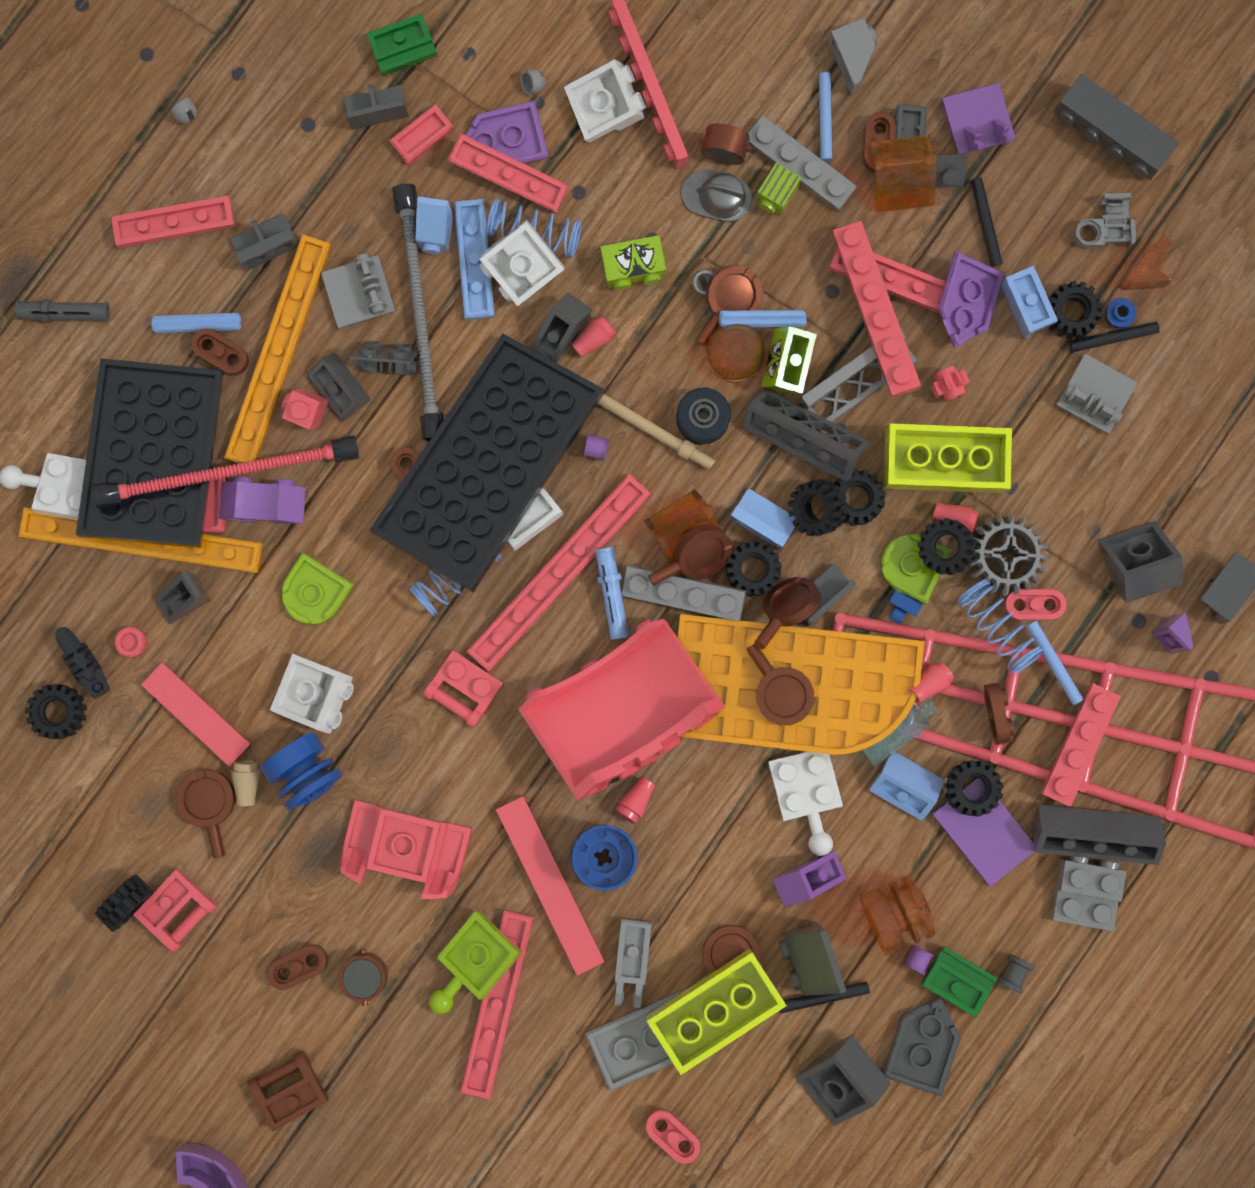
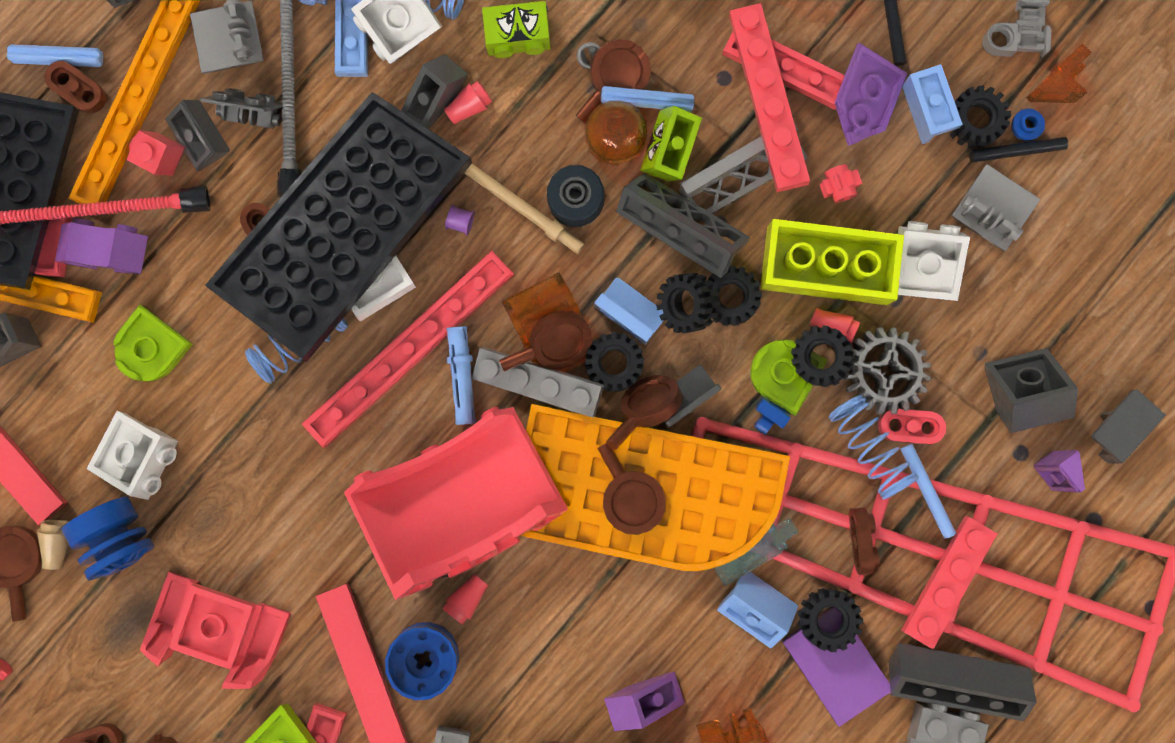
camera: 10 degrees right, 0 degrees up
(470, 681) = (302, 455): coral plate -> none
(804, 788) = (649, 602): white plate -> none
(933, 681) = (796, 500): coral cone -> none
(1040, 449) = (932, 261): none -> white plate

